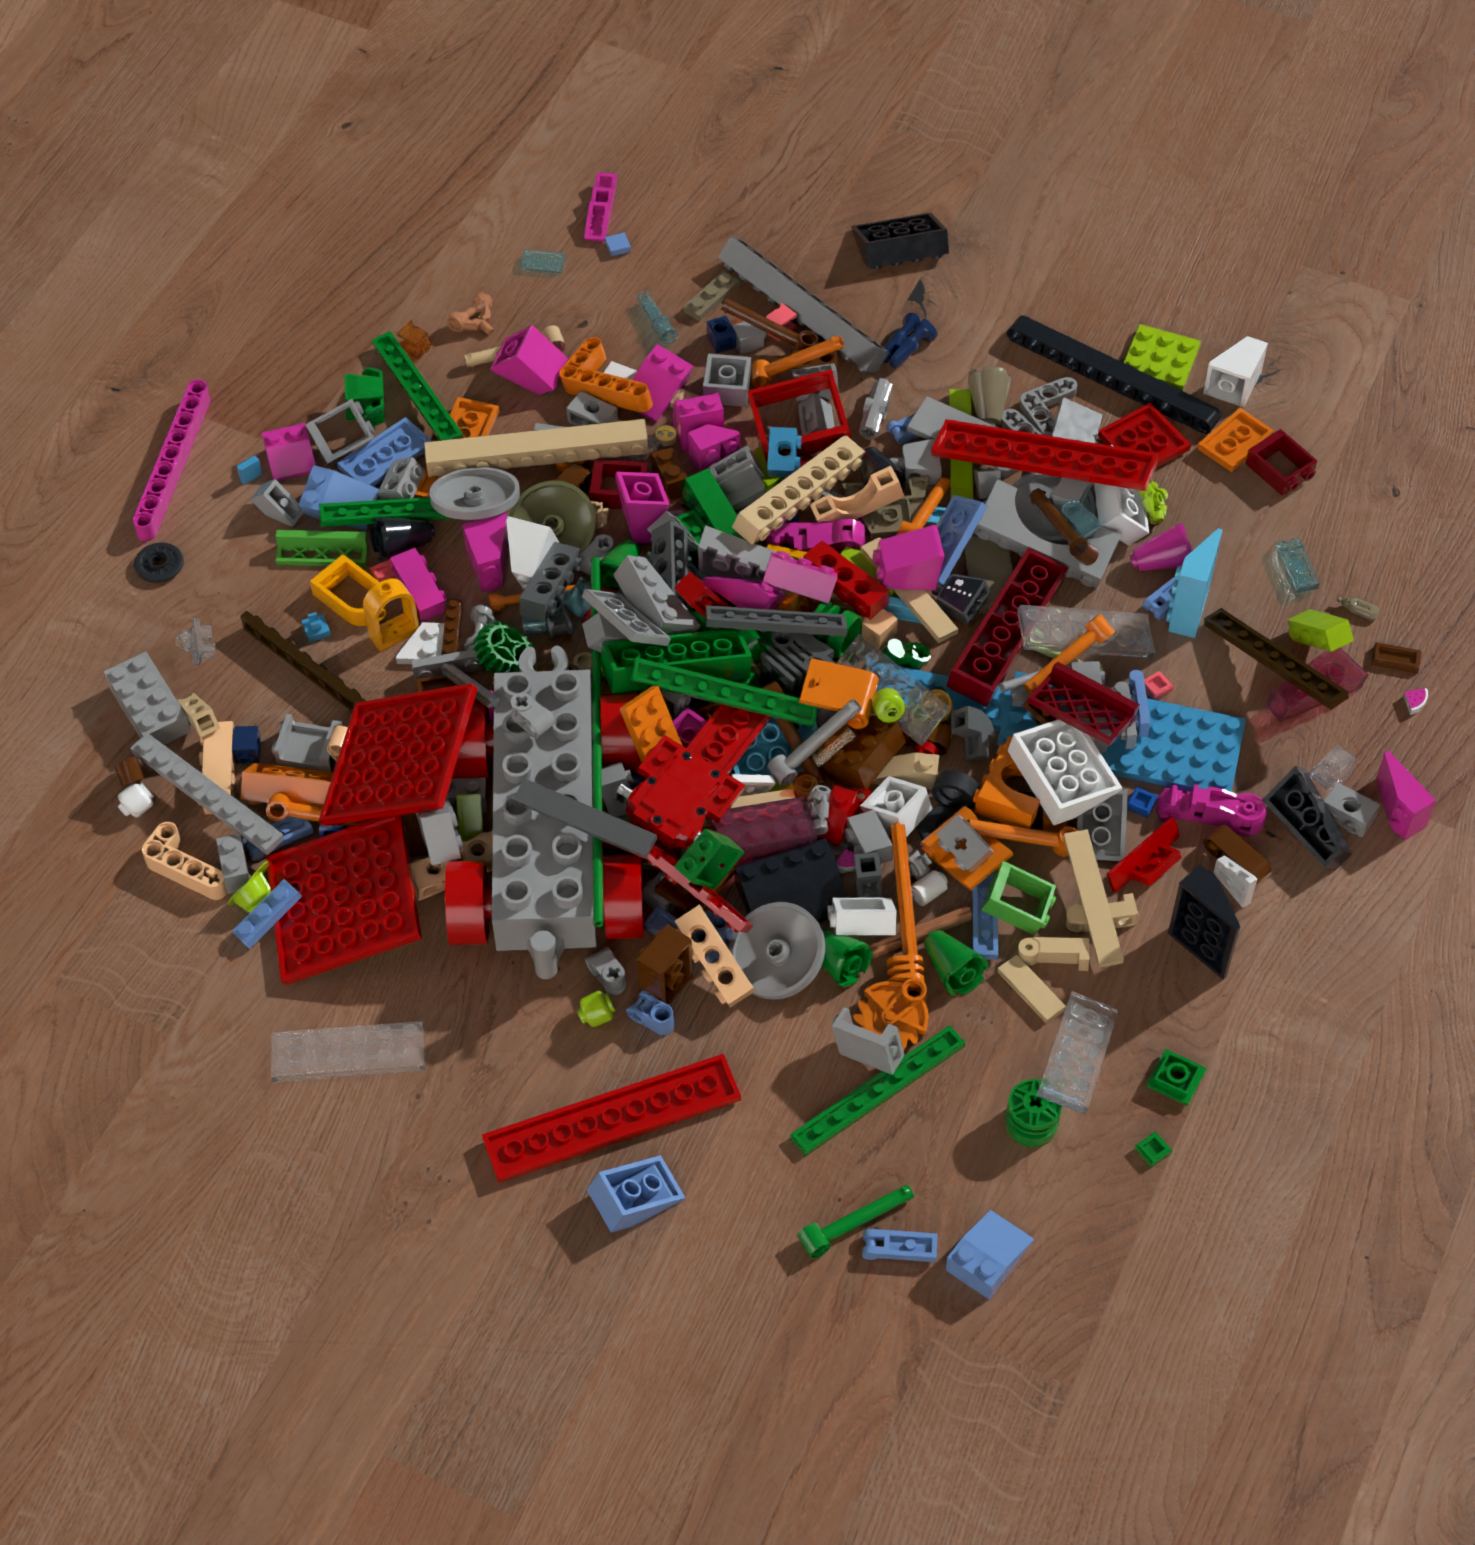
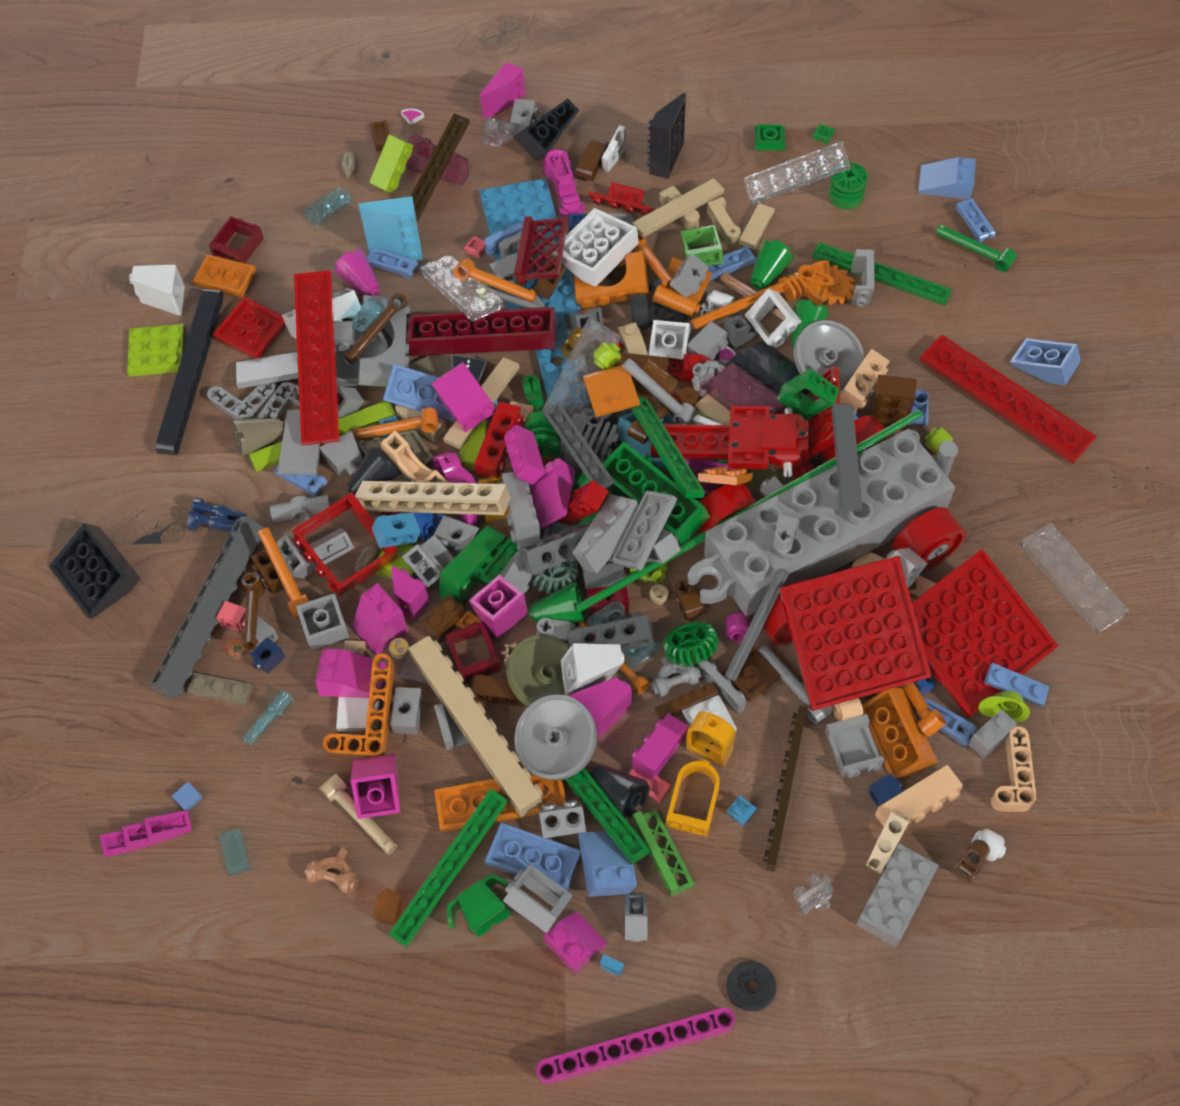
camera: 115 degrees left, 5 degrees up
(207, 793) = (955, 784): light grey plate -> none

